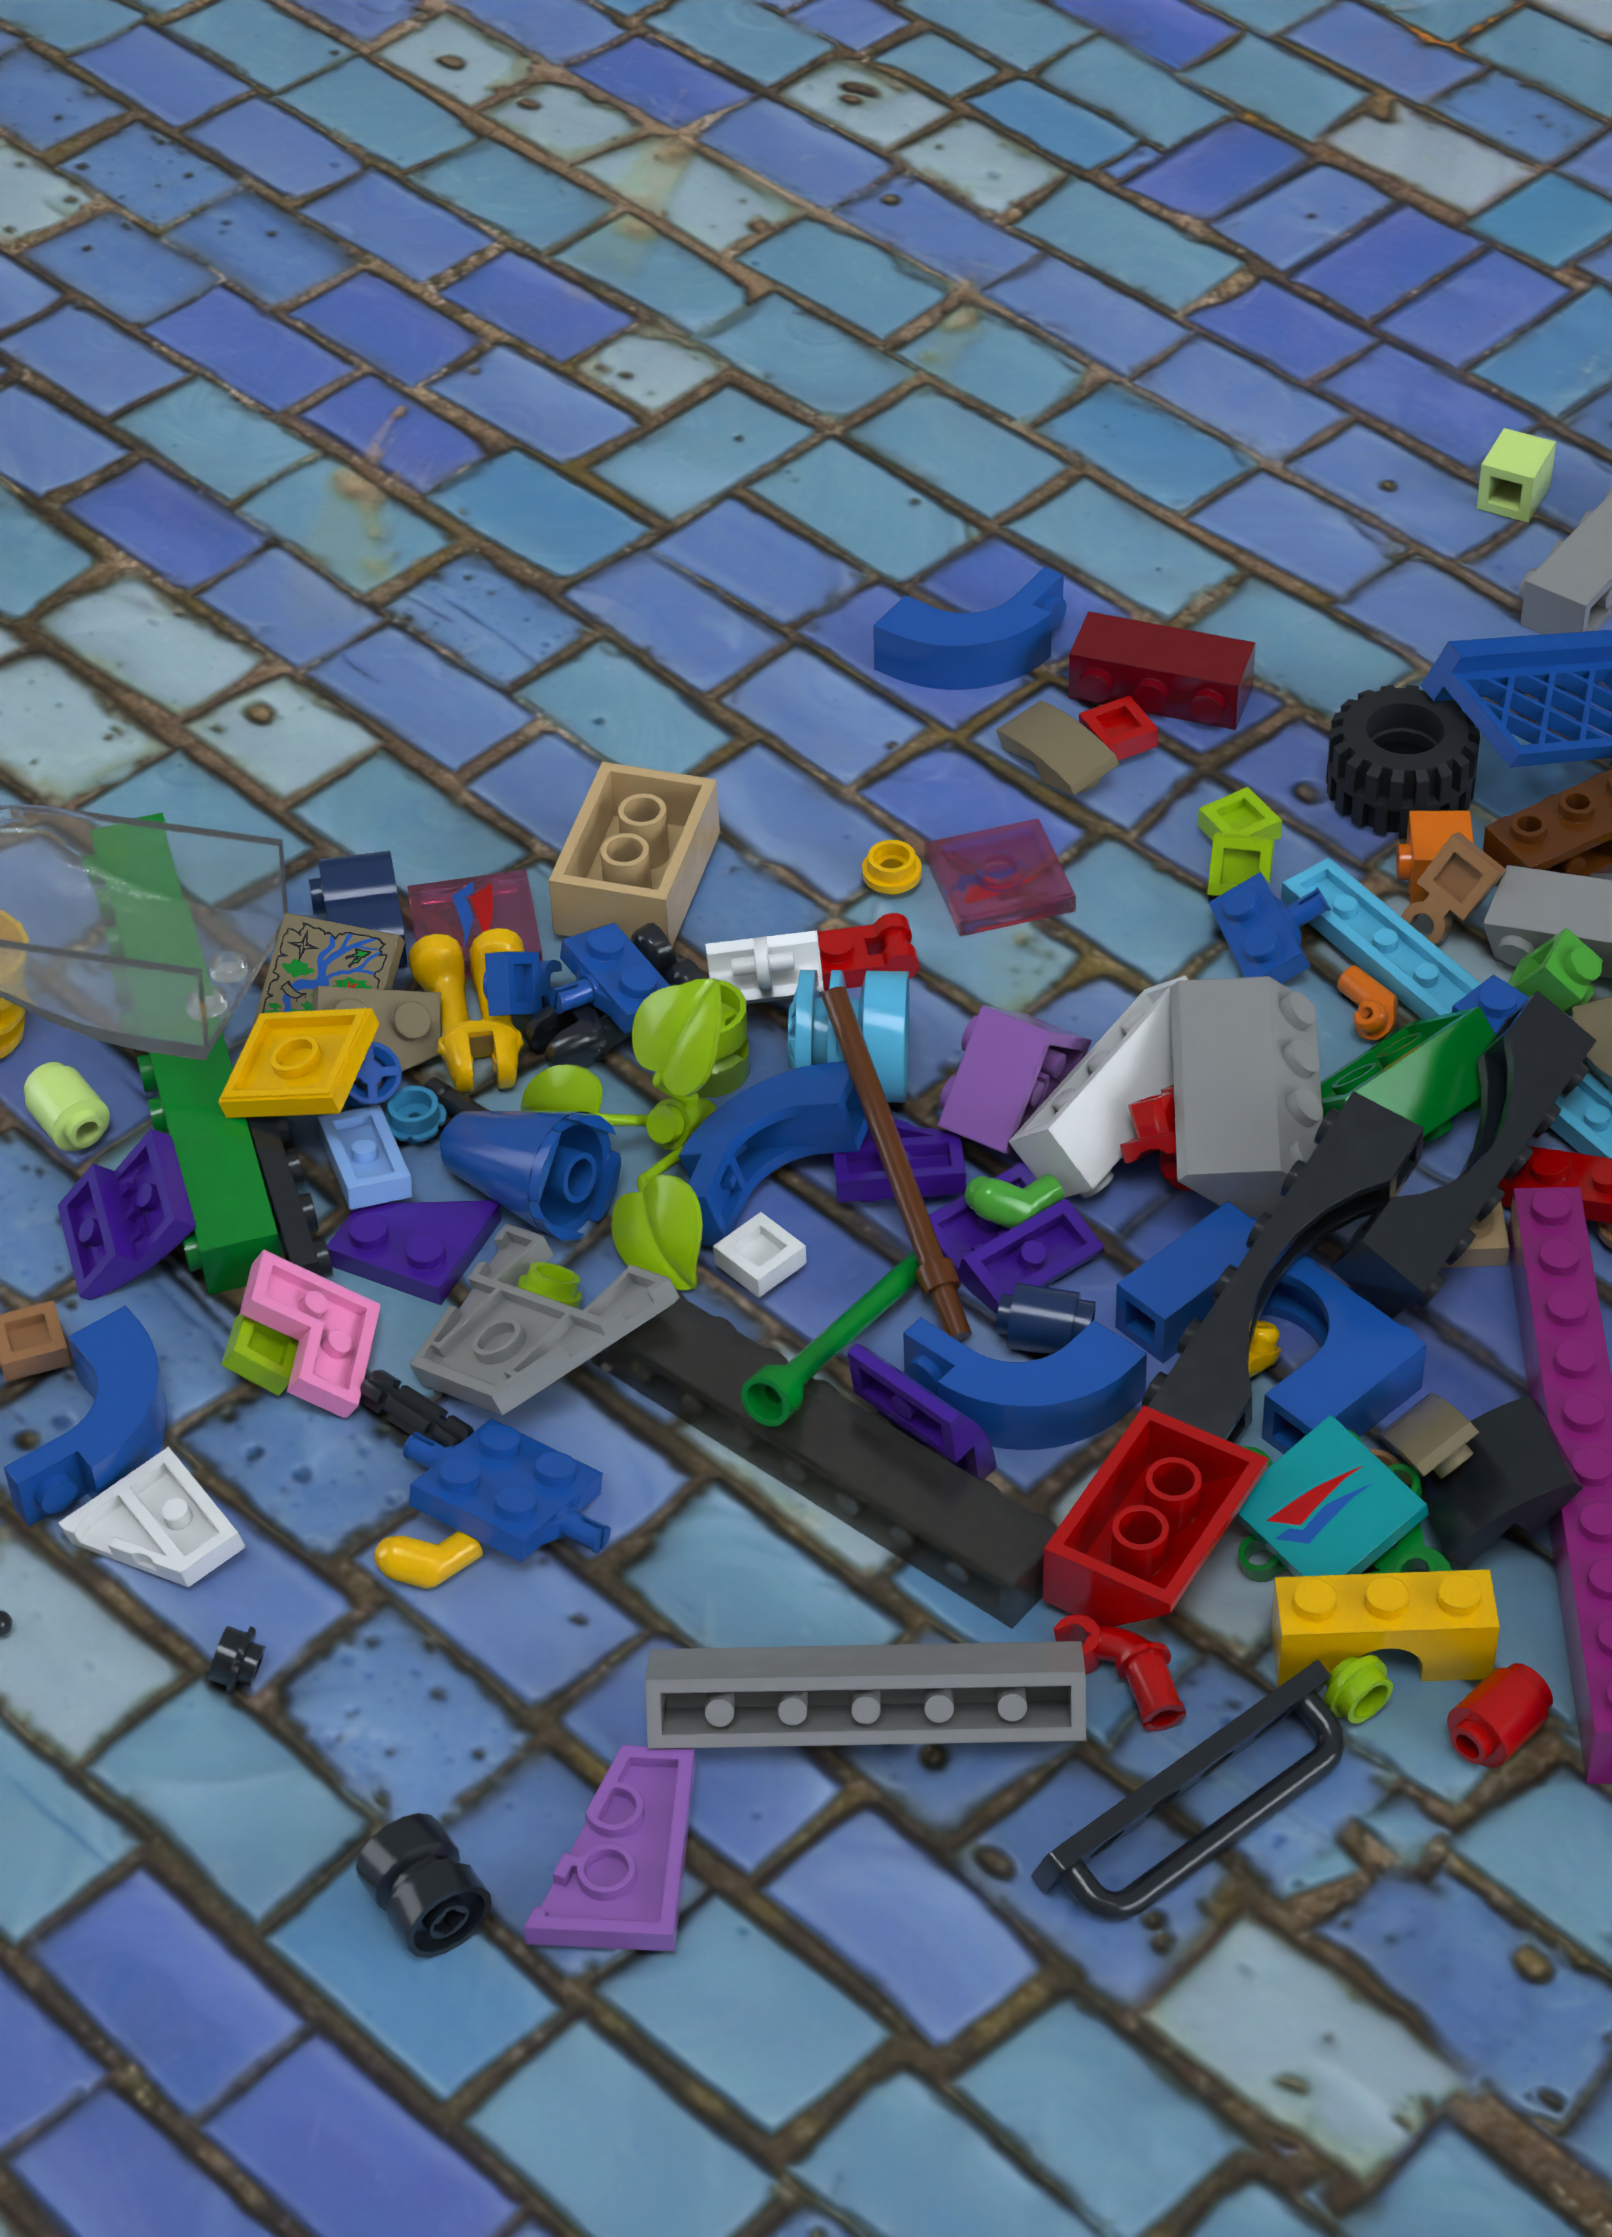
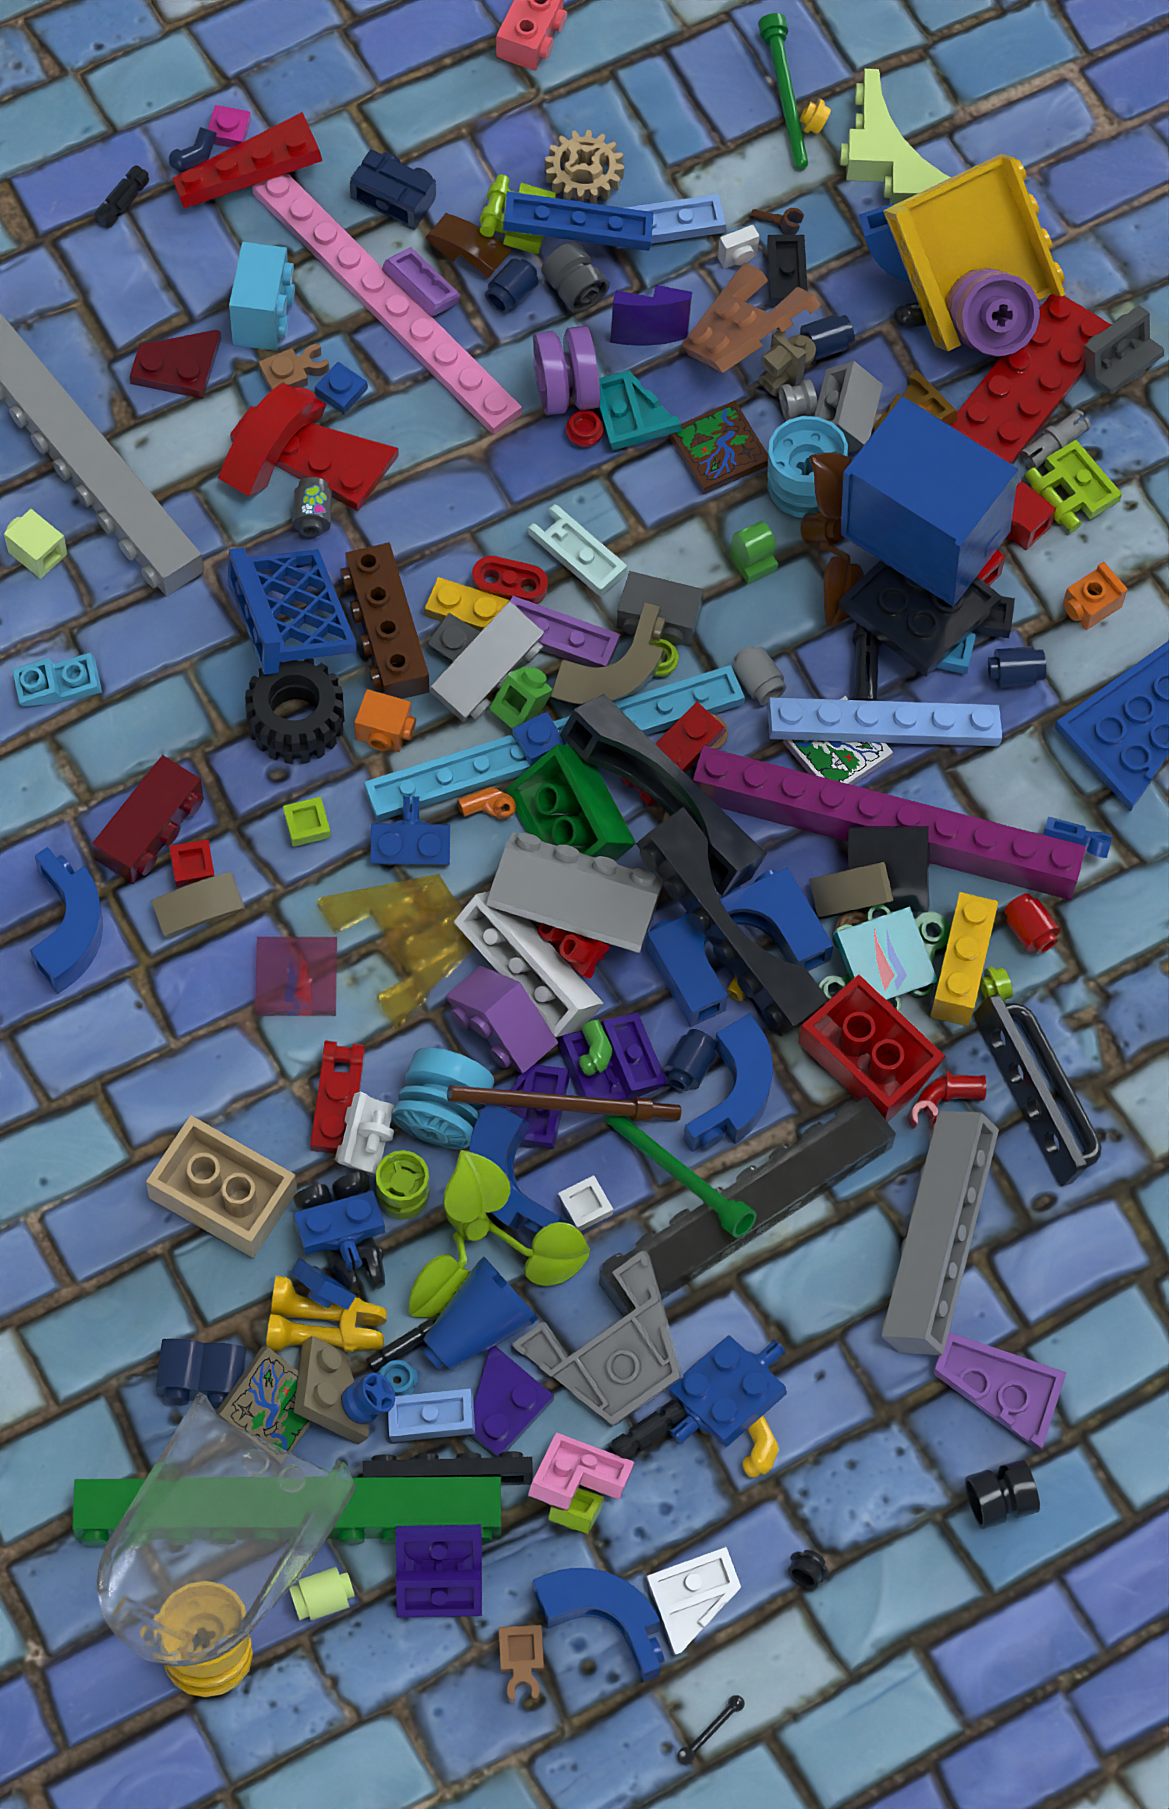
camera: 80 degrees left, 20 degrees up
(299, 1063) = (371, 1431): yellow plate -> none
(474, 905) = (229, 1304): clear pink tile -> none
(552, 1282) = (576, 1329): lime plate -> none
(891, 867) = (266, 1027): yellow plate -> none
(920, 1413) = (757, 1145): dark purple slope -> none
(1104, 984) = (419, 926): none -> clear yellow wing
(1238, 859) = (350, 833): lime plate -> none
(1326, 551) = (59, 682): none -> medium azure slope
(1457, 884) = (427, 719): medium nougat plate -> none

